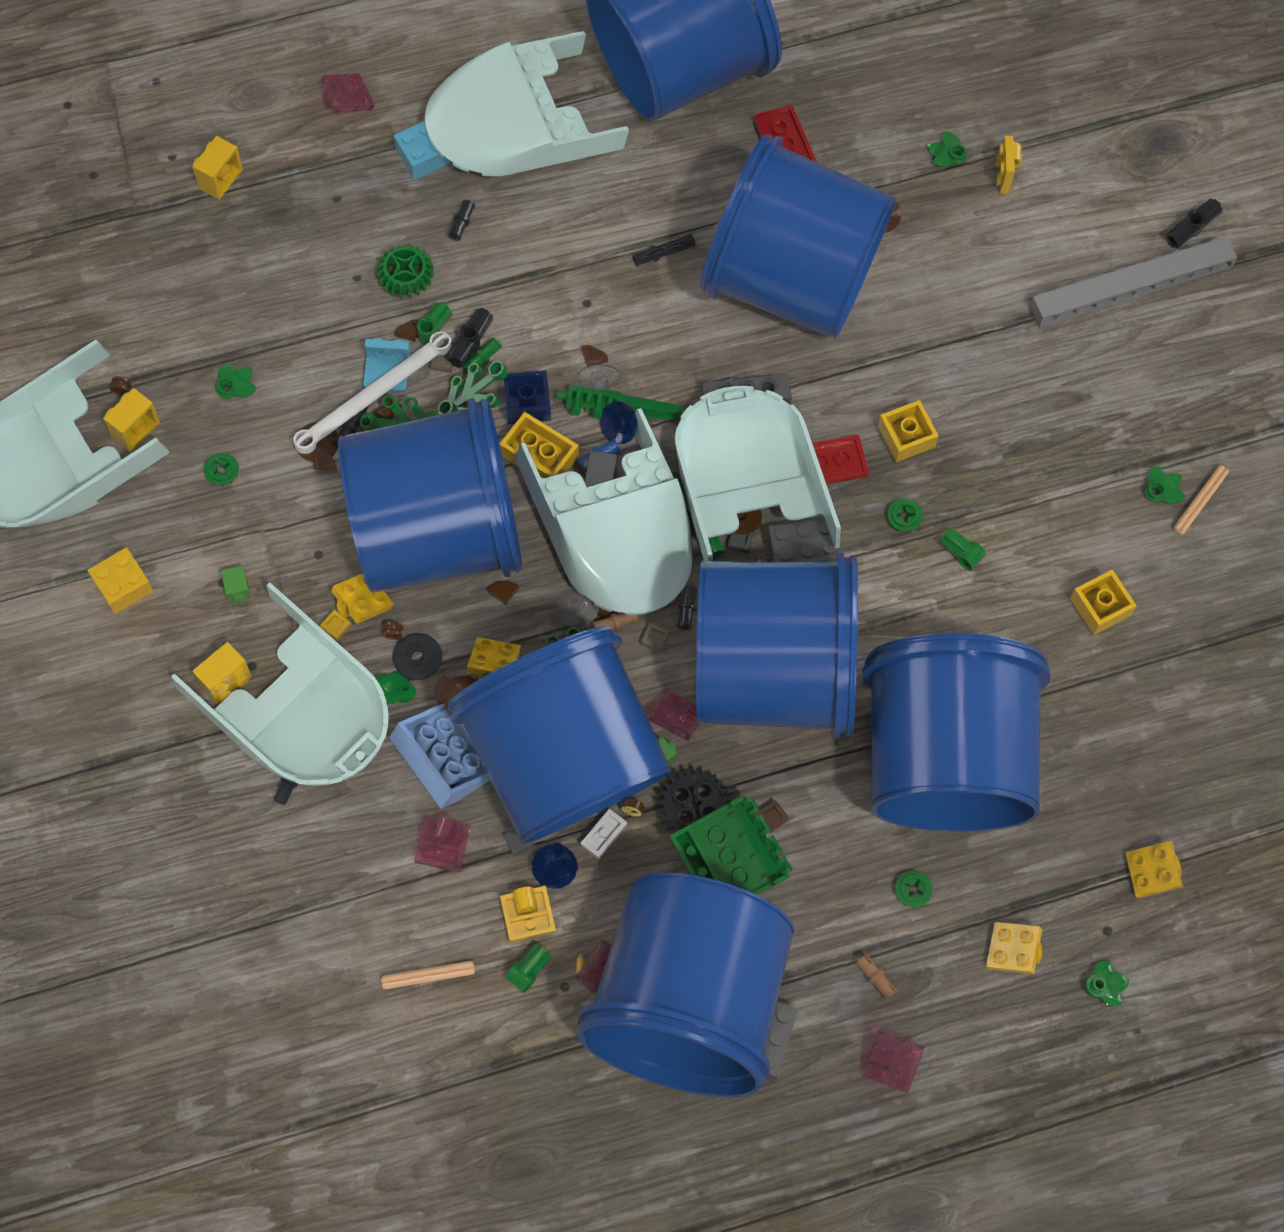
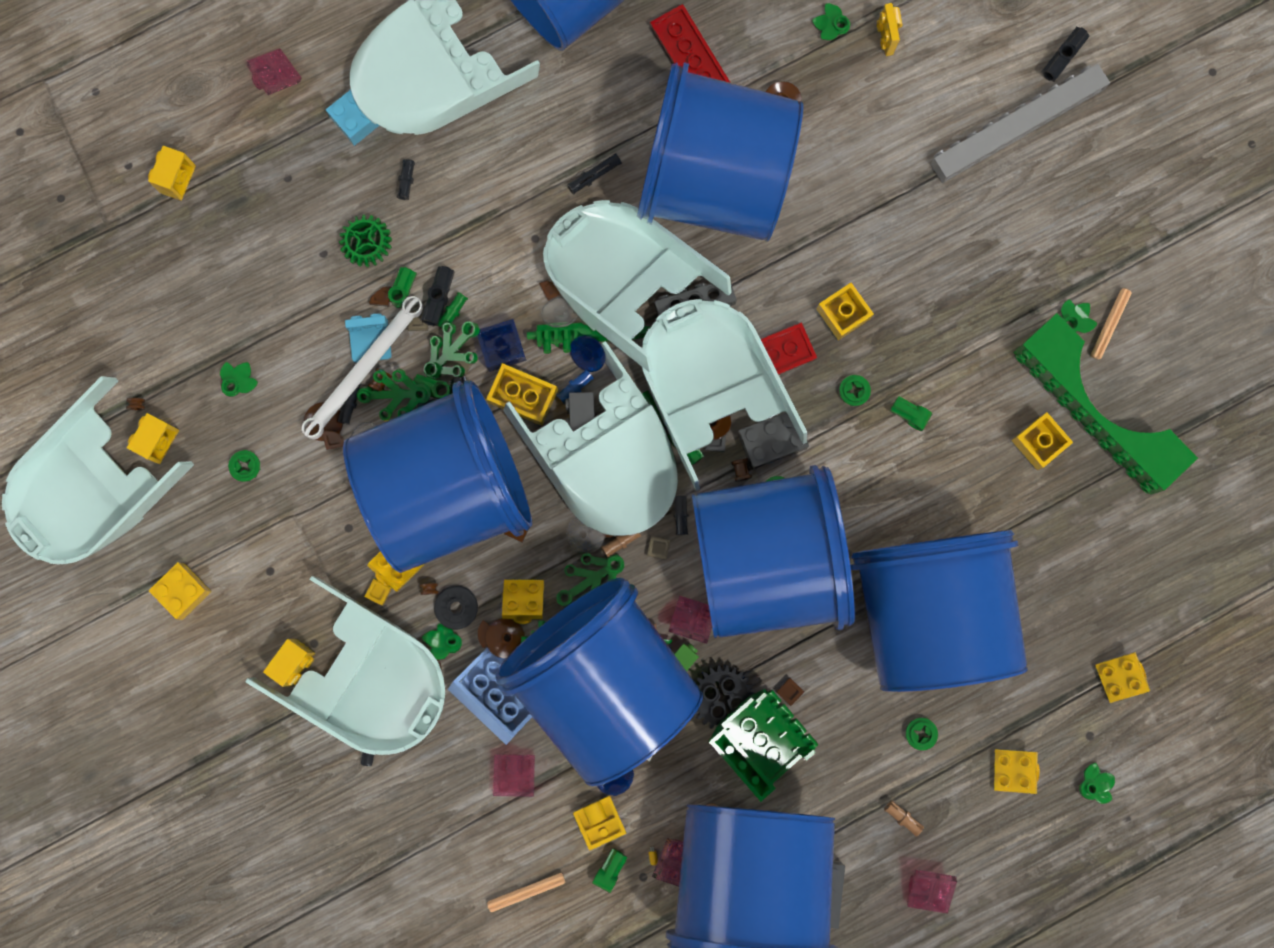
camera: 10 degrees left, 15 degrees up
(236, 584) = (282, 574): bright green brick -> none
(669, 333) = (614, 262): none -> light aqua windscreen
(1219, 637) = (1054, 359): none -> green arch

